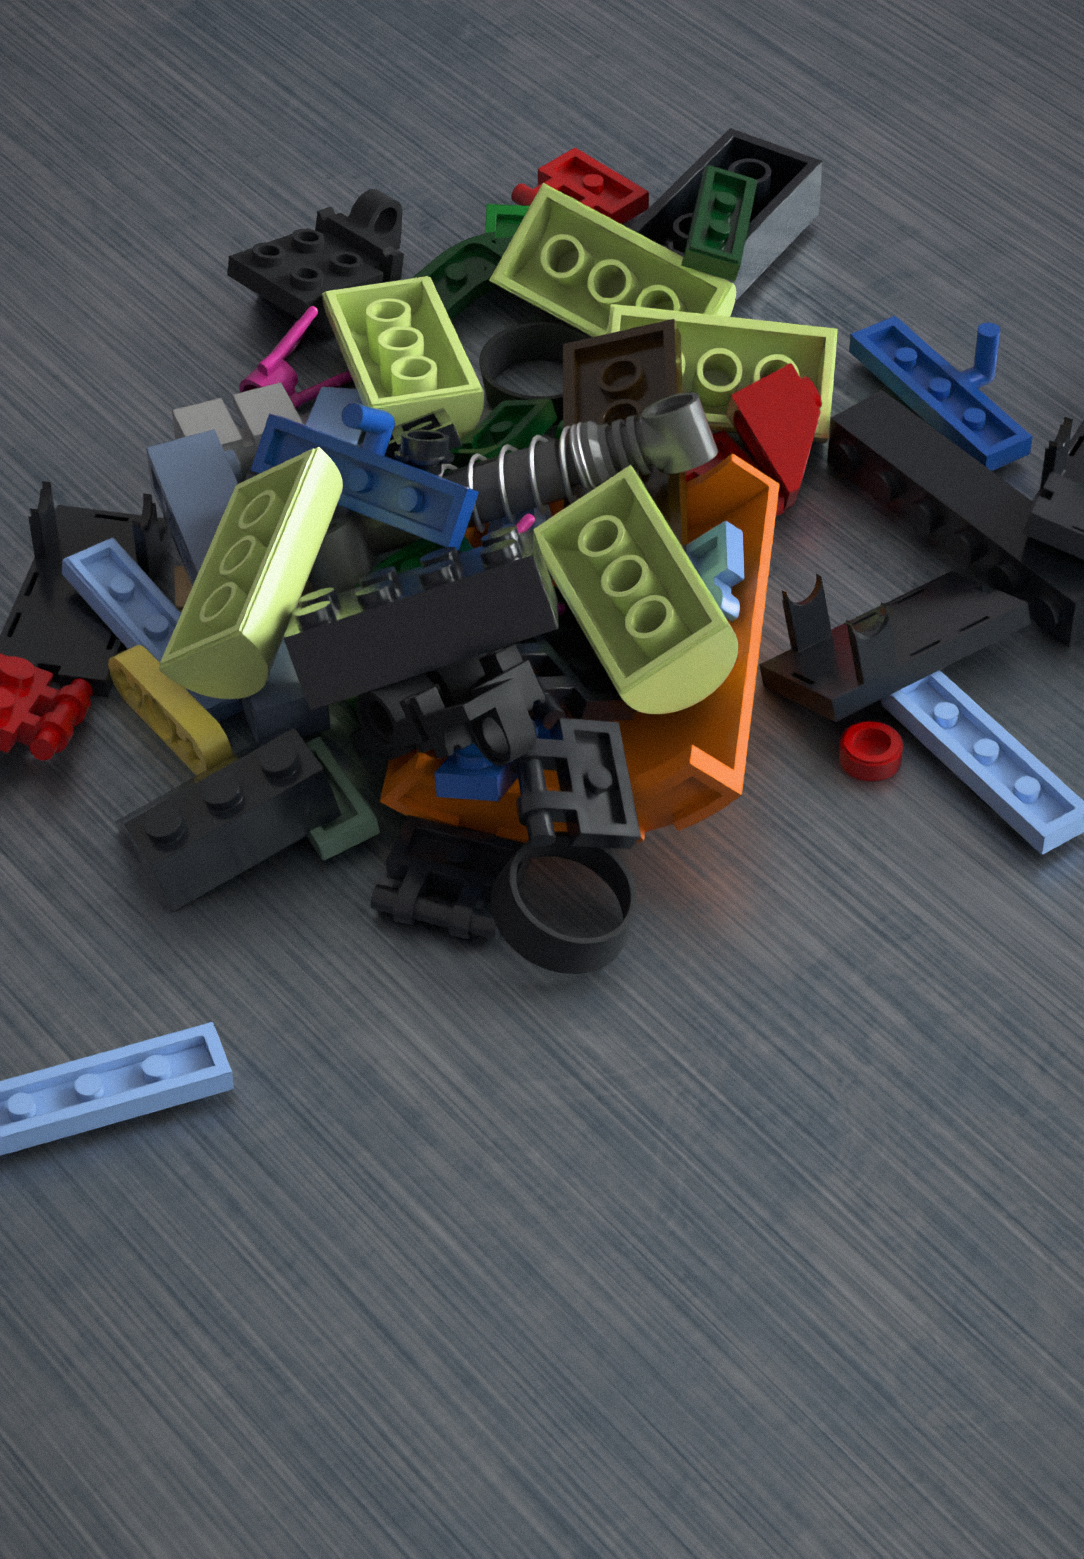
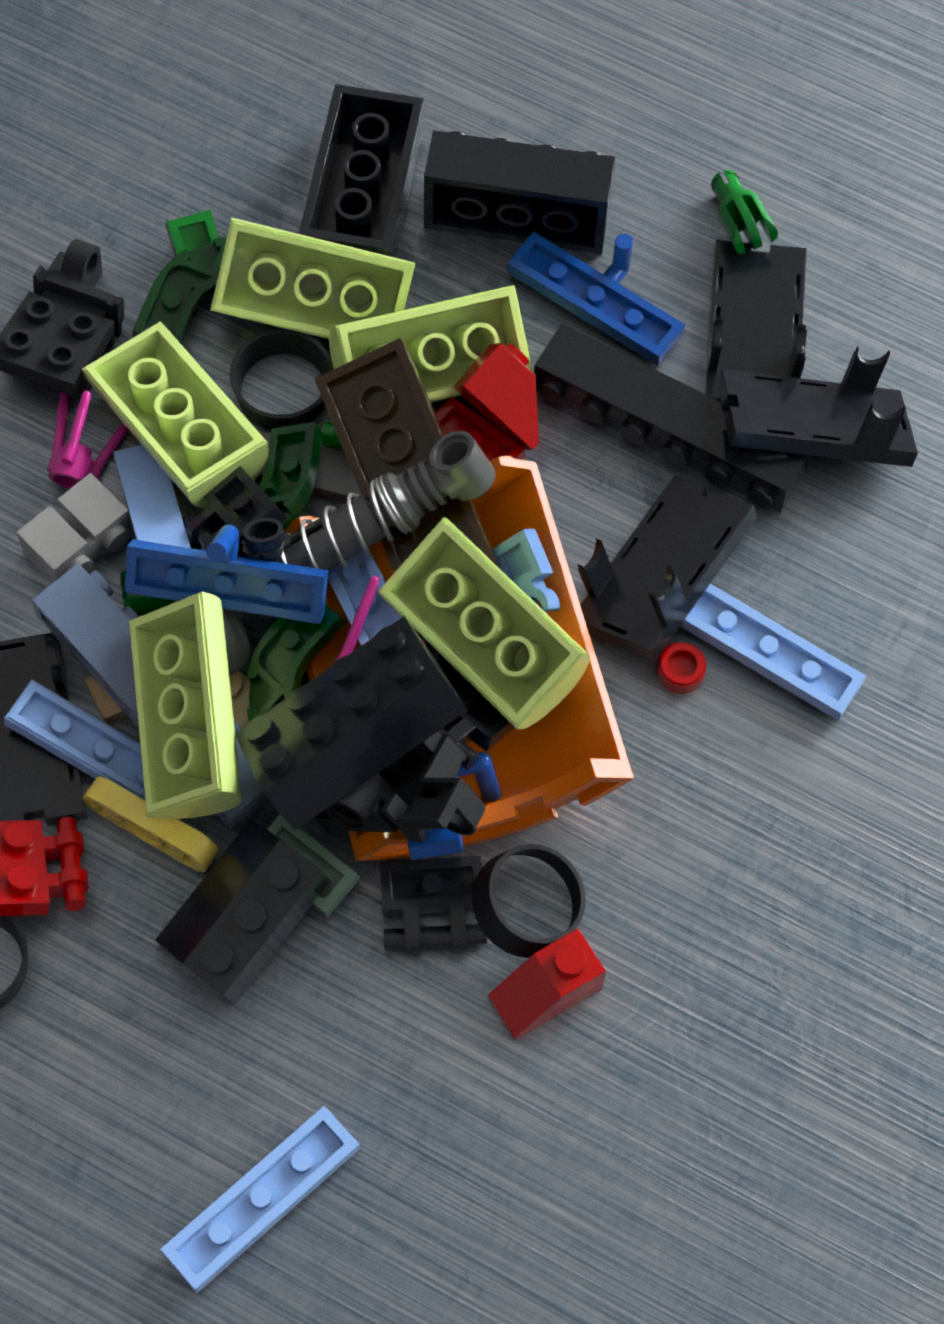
camera: 25 degrees left, 20 degrees up
(547, 991) = (548, 984): none -> red slope
(590, 184) = (234, 165): red plate -> none
(592, 781) = (523, 809): black plate -> none
(719, 223) = (379, 204): dark green tile -> none
(884, 260) = (516, 189): none -> black brick

